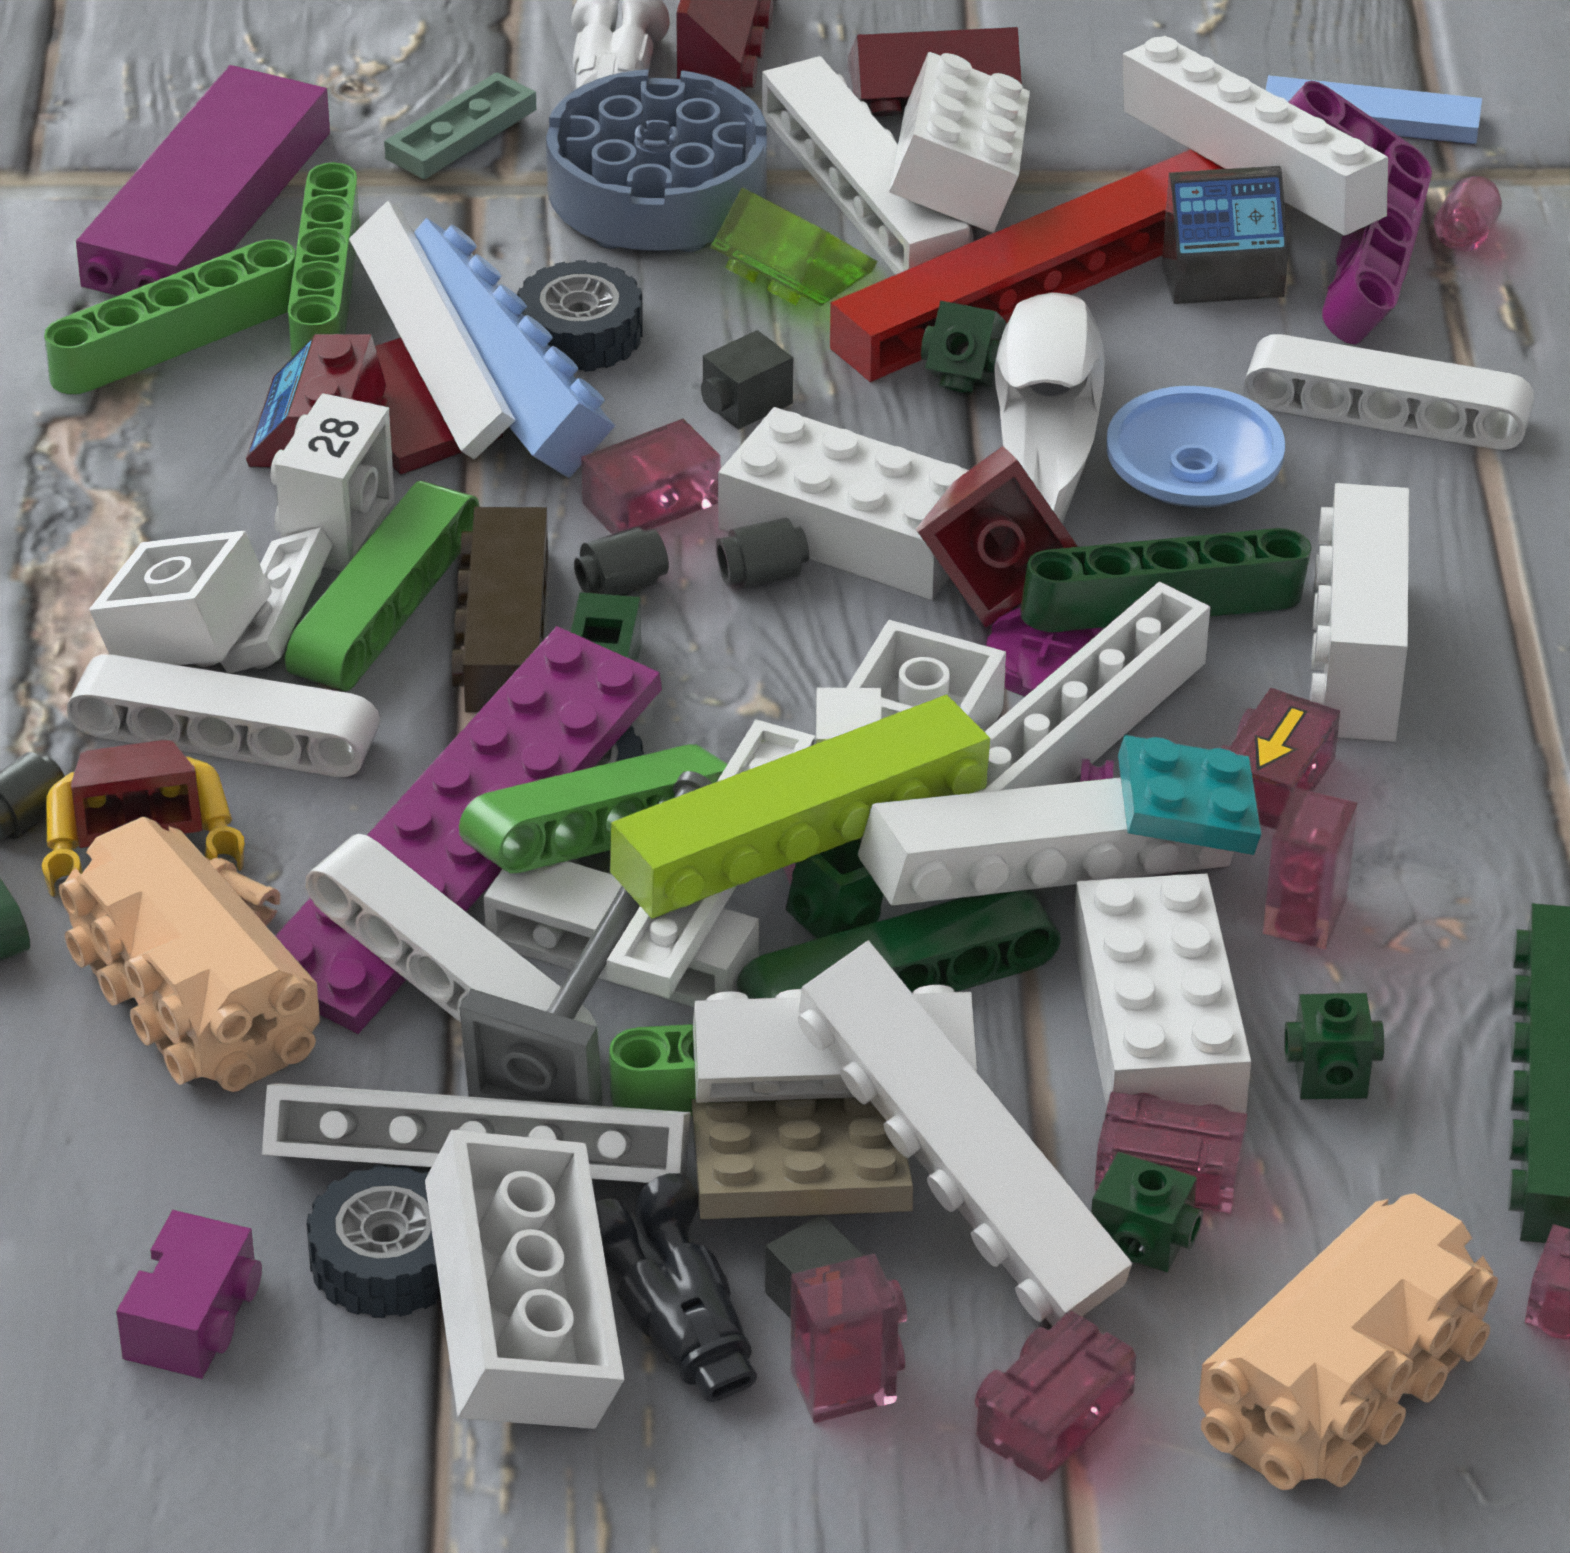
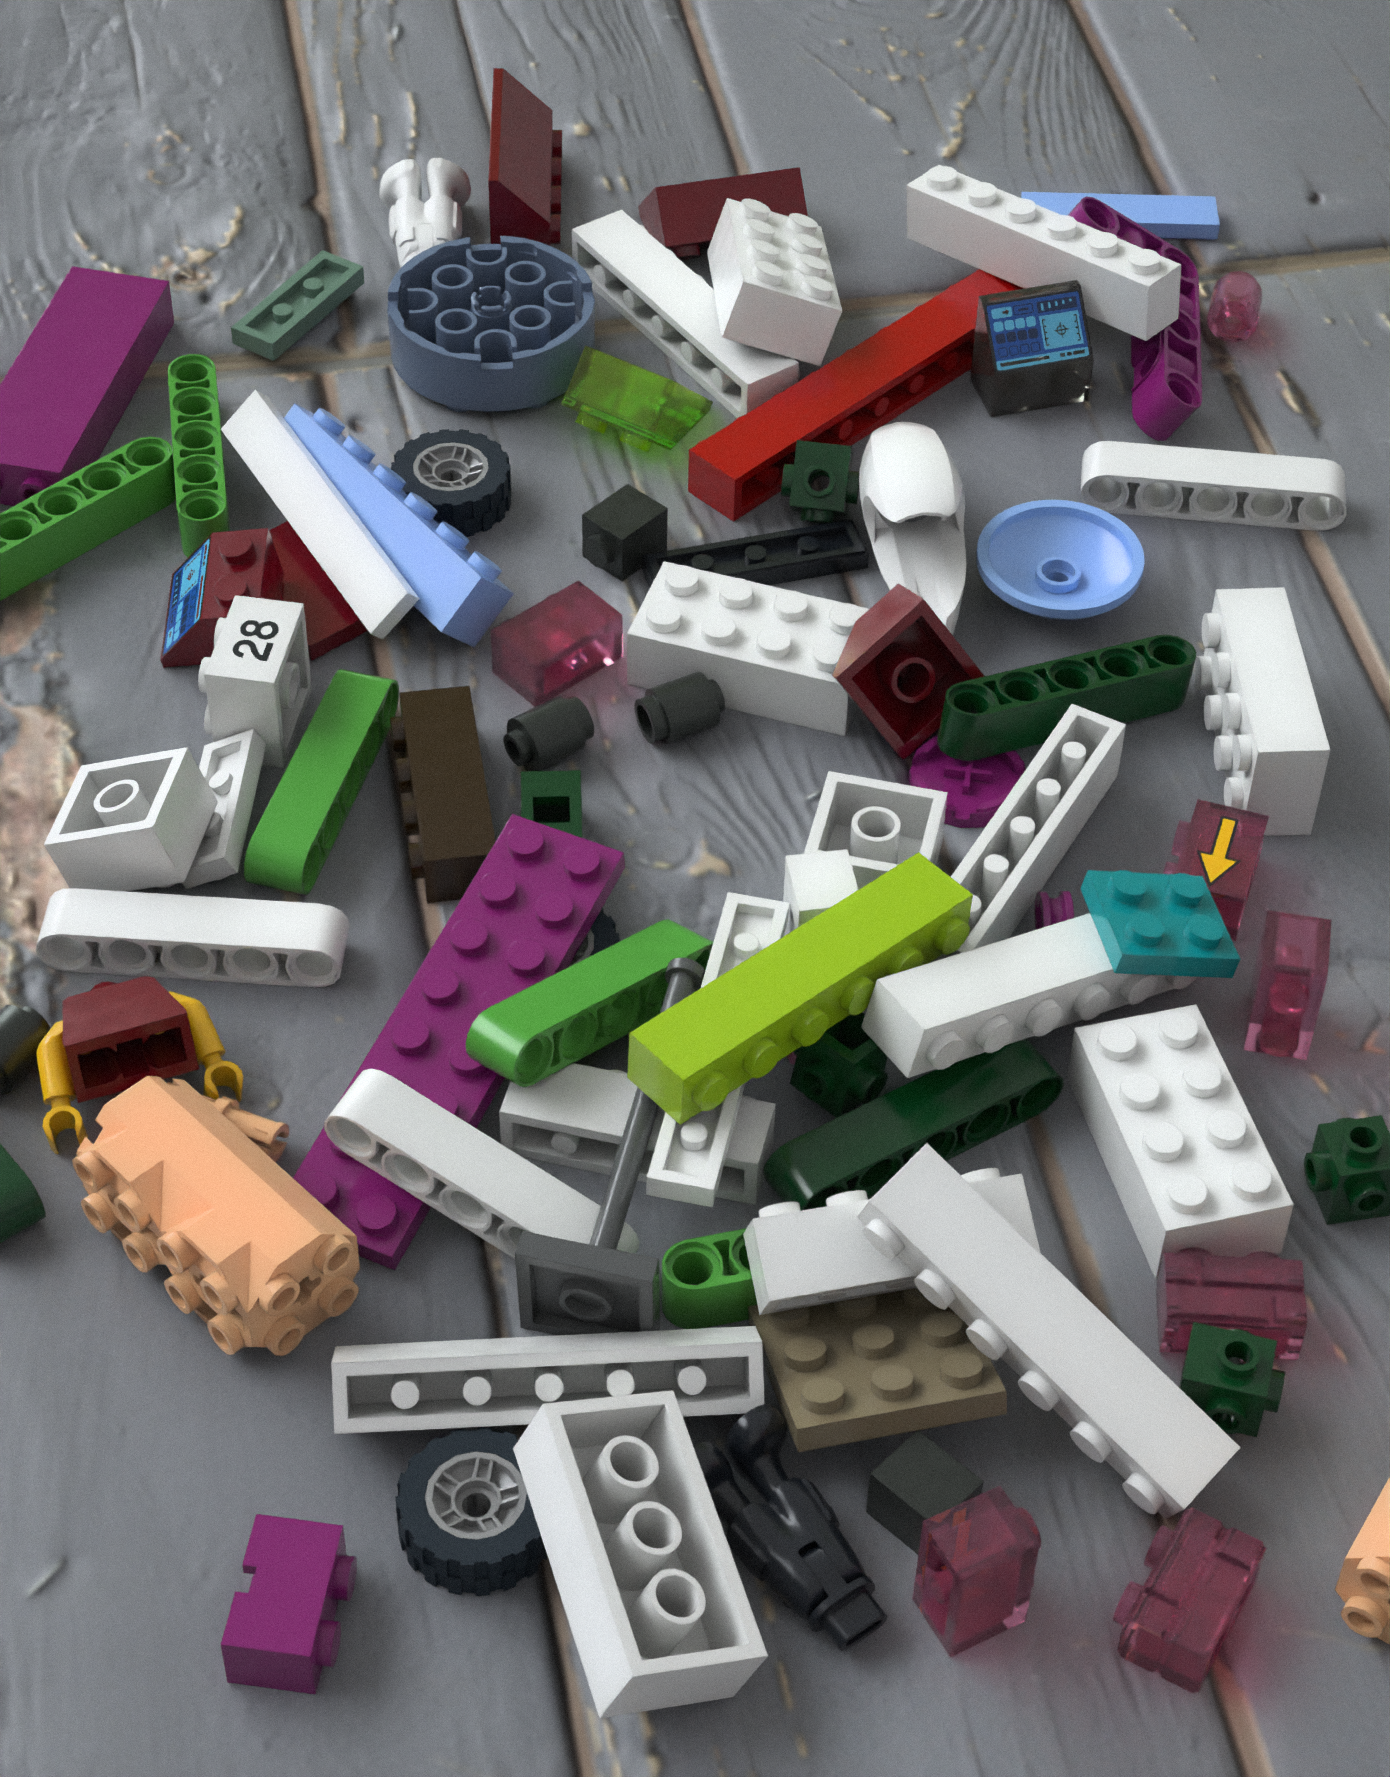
camera: 10 degrees left, 5 degrees up
(908, 418) = (773, 556): none -> black tile

